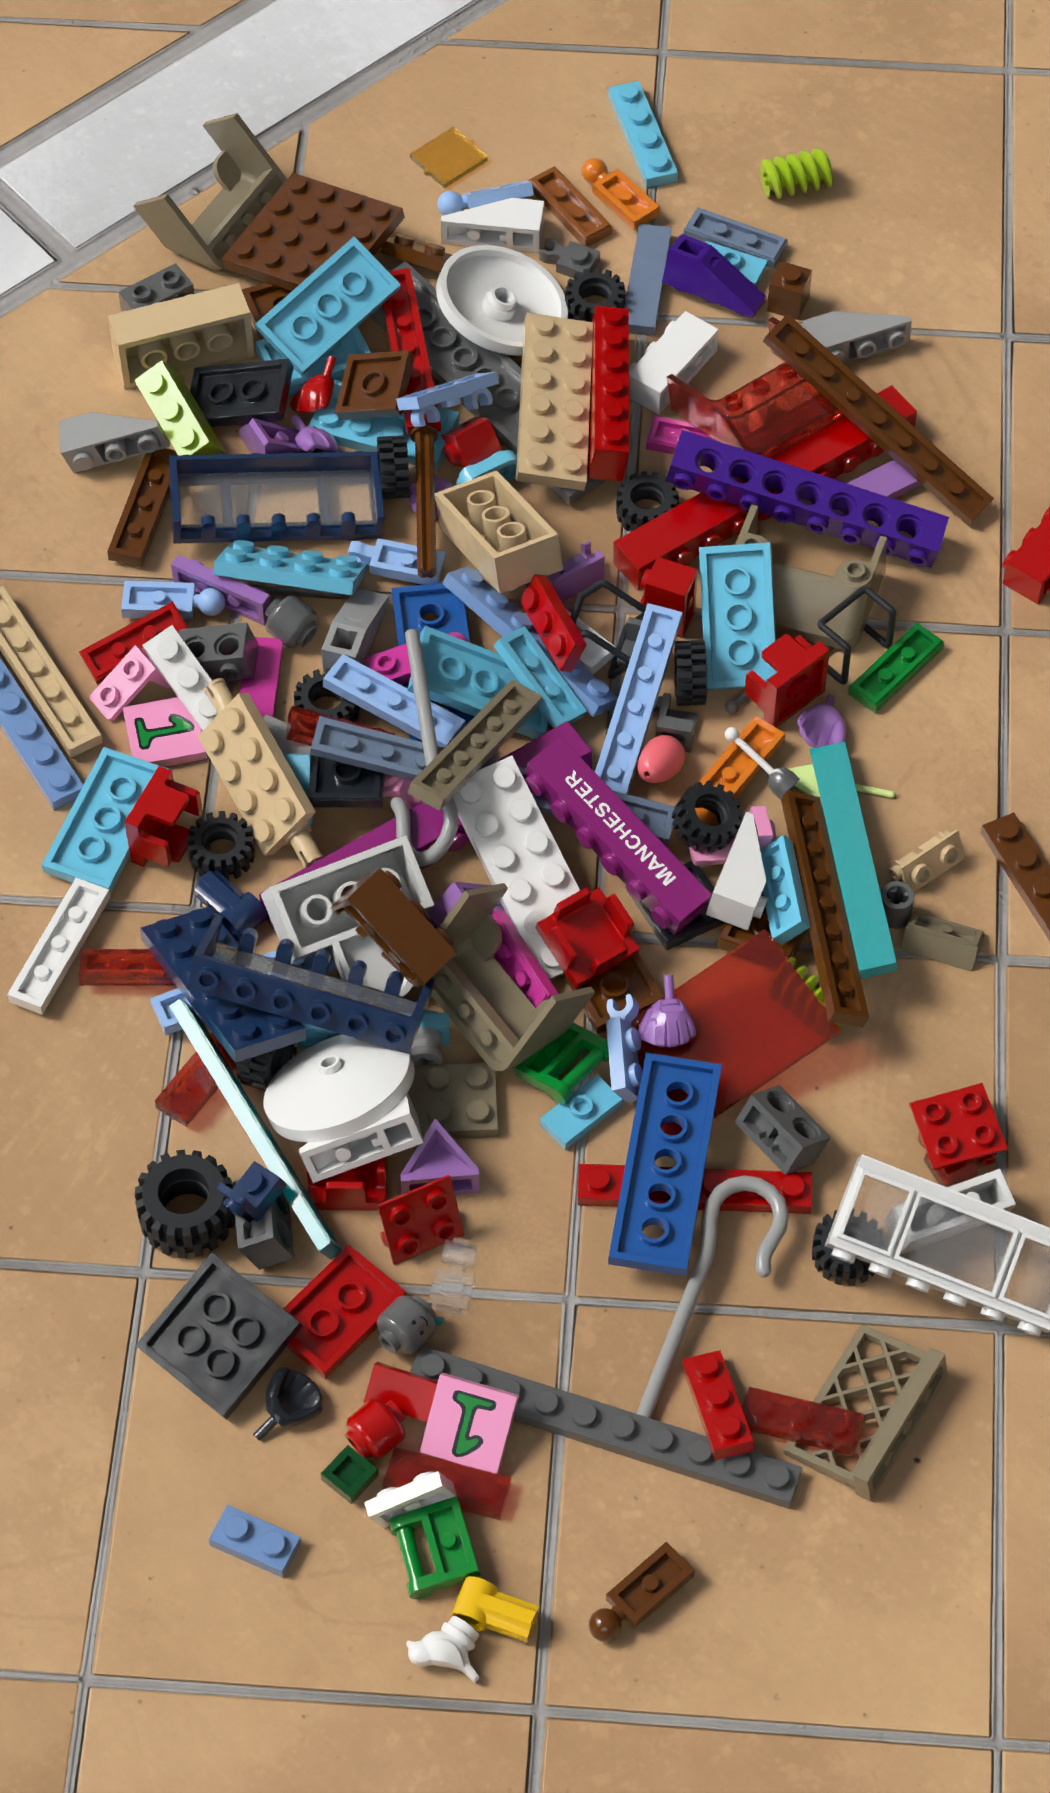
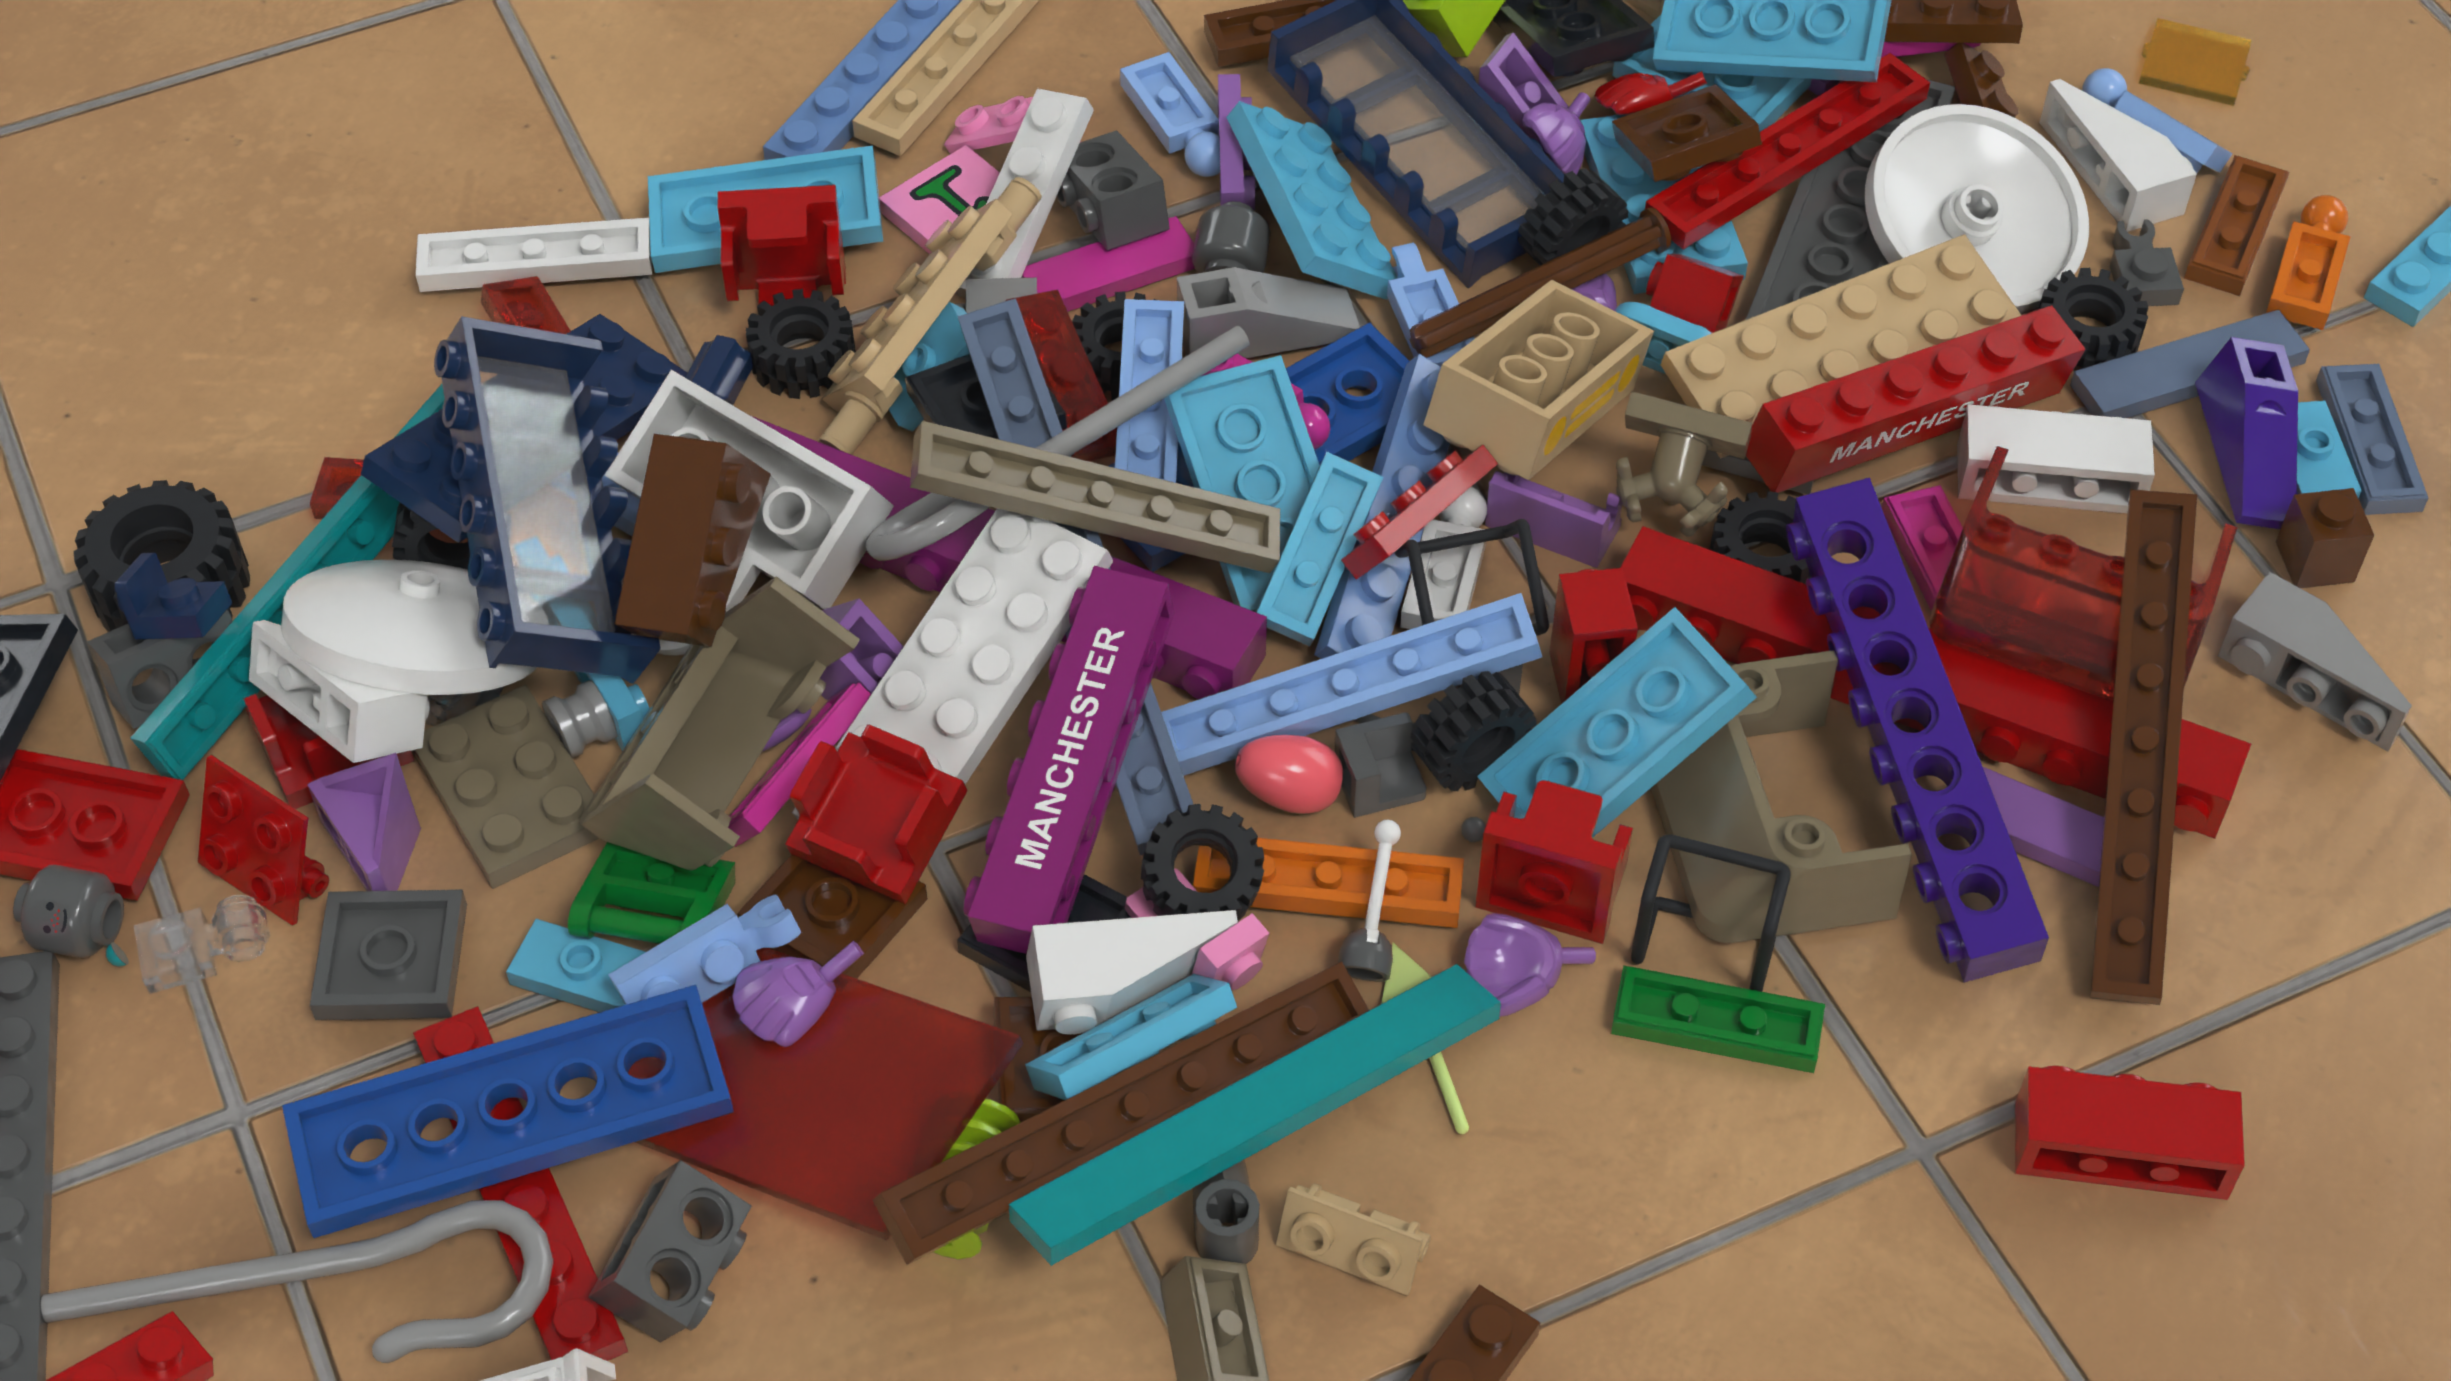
camera: 60 degrees right, 5 degrees down
(108, 652) = (1113, 110): red tile -> none
(448, 395) = (1731, 212): light blue plate -> none
(521, 1191) = (389, 955): none -> dark grey plate
(591, 505) = (1683, 441): none -> dark tan piece

